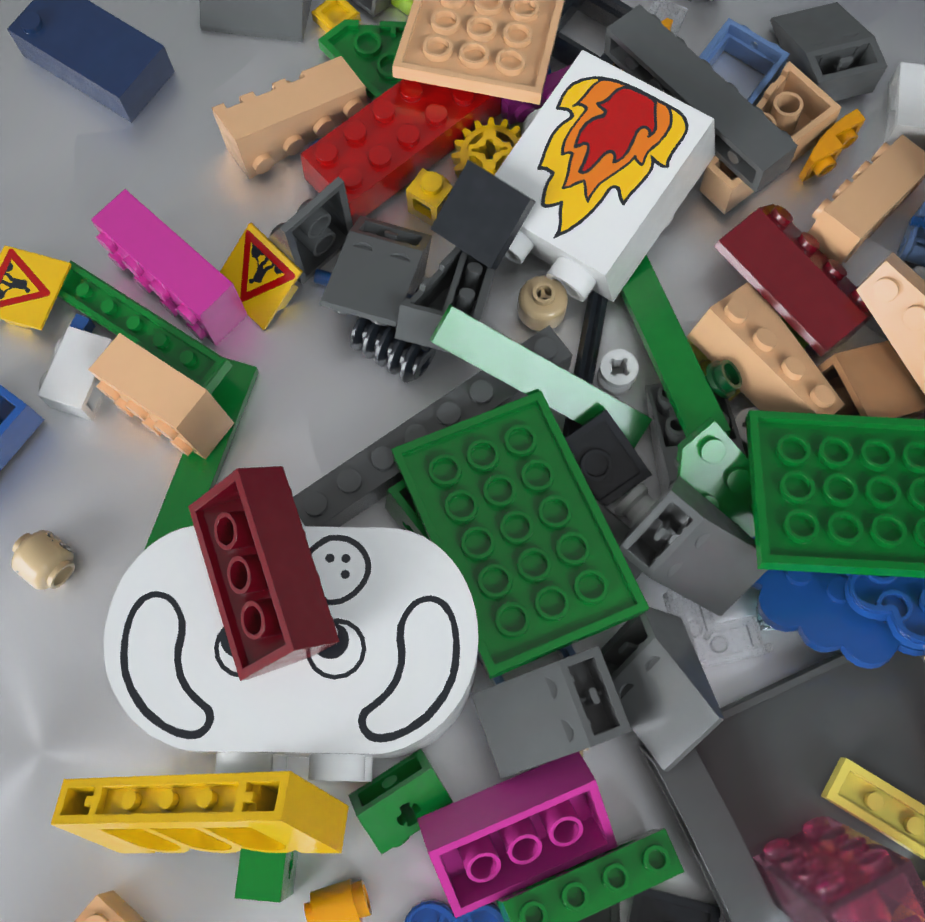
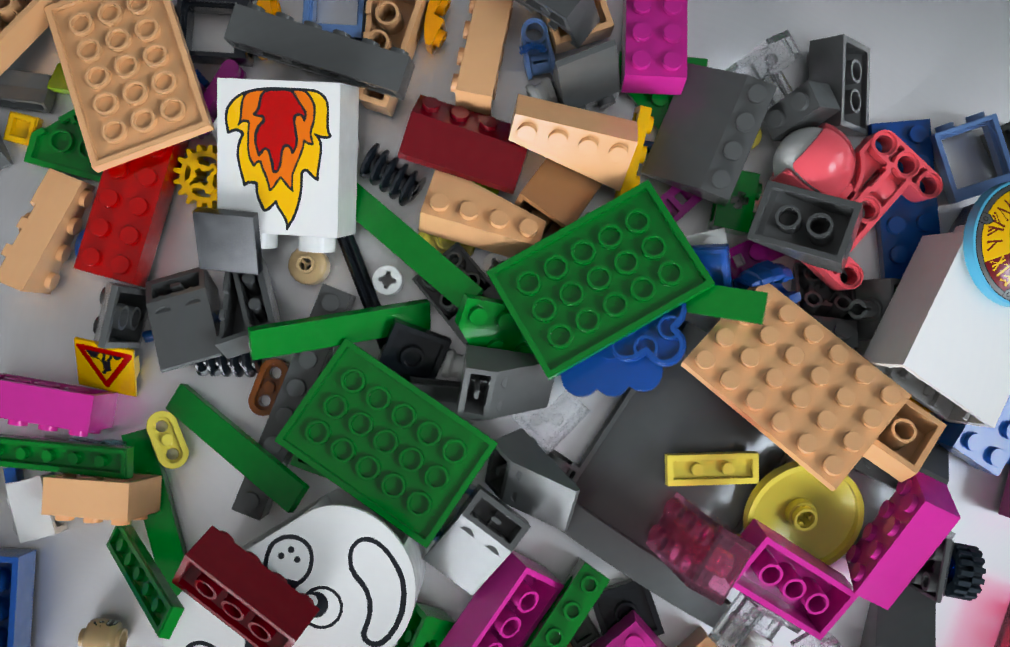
camera: 35 degrees left, 15 degrees up
(150, 504) = (145, 580): none -> green tile
(266, 392) = (166, 440): none -> light yellow plate
(343, 439) = (238, 448): none -> green tile
(410, 398) = (267, 385): none -> dark orange plate
(427, 189) = (180, 233): yellow brick -> none
(687, 269) = (390, 176): none -> black piece
(723, 378) = (458, 250): dark green plate -> none

